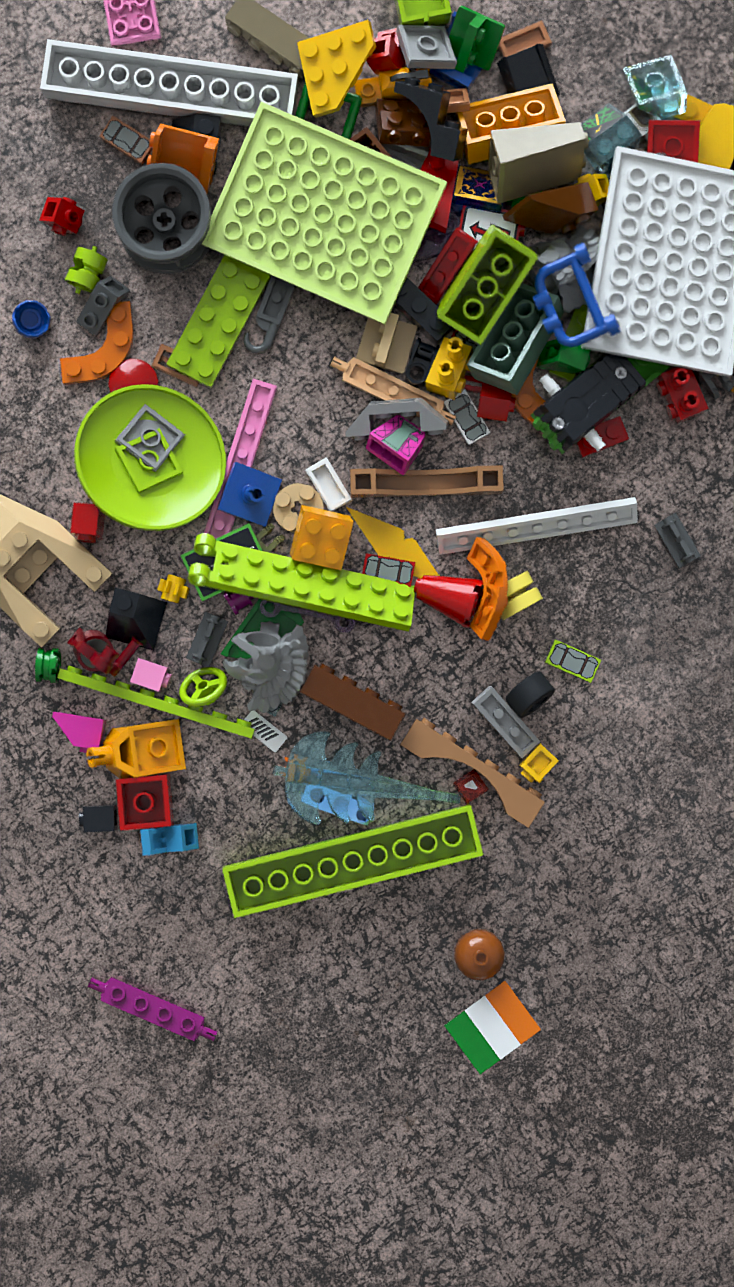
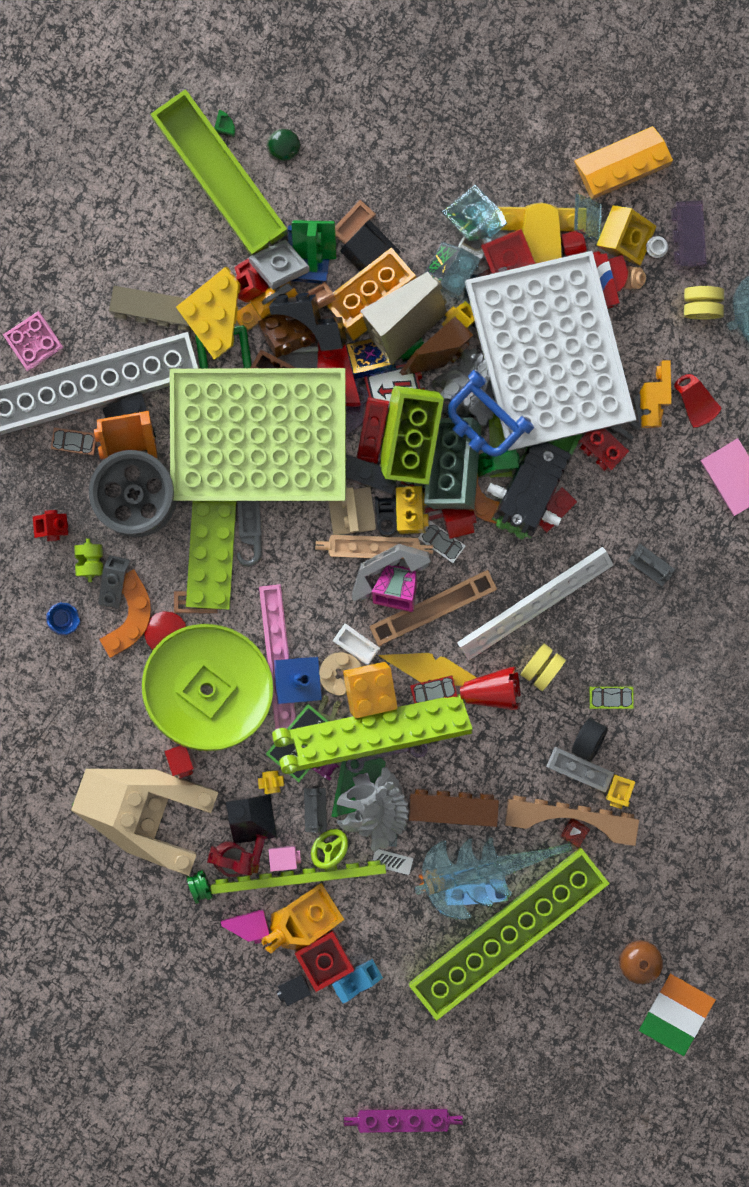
camera: 15 degrees left, 0 degrees up
(141, 427) = (187, 666): light grey tile -> none
(494, 576) = (525, 670): orange plate -> none

